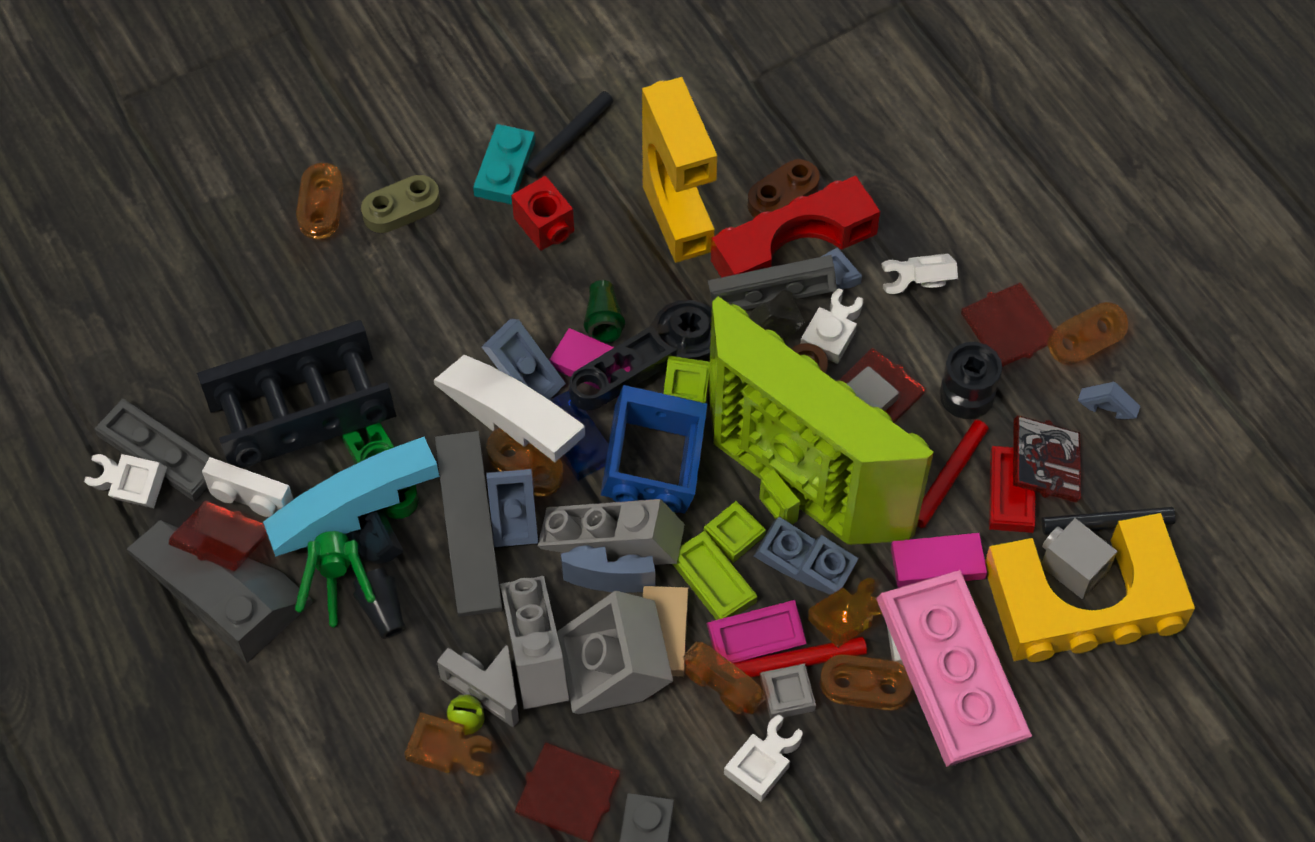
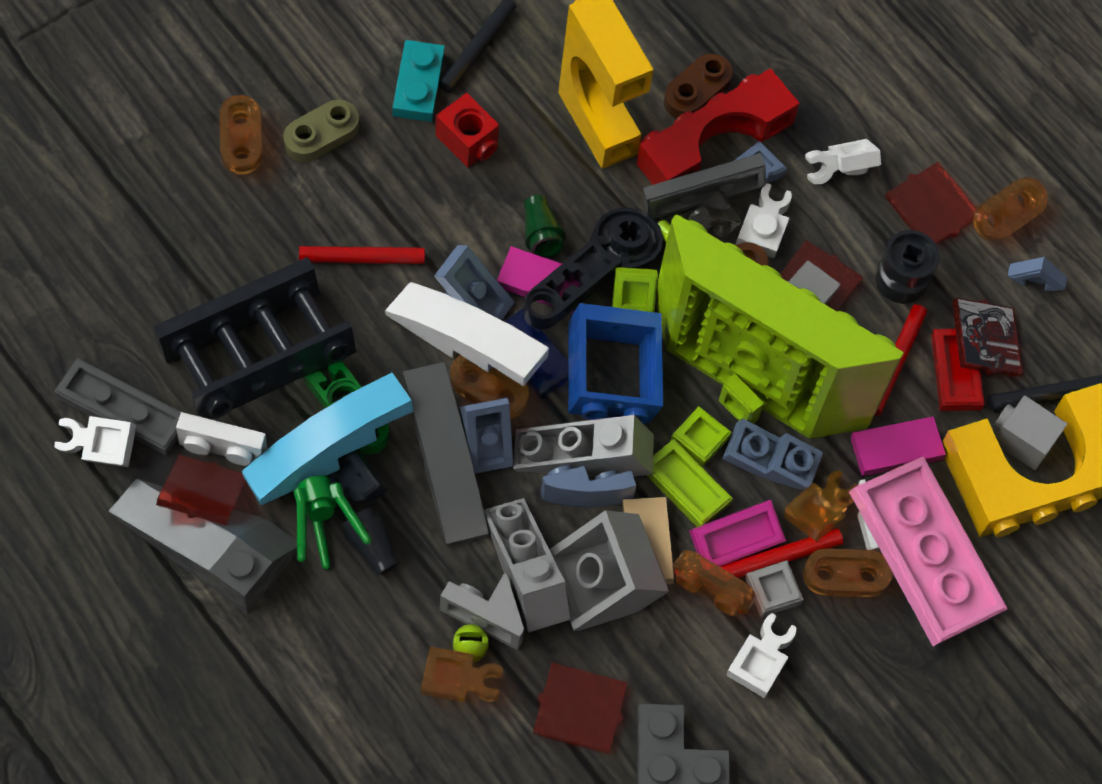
camera: 15 degrees left, 5 degrees up
(422, 325) = (369, 255): none -> red bar

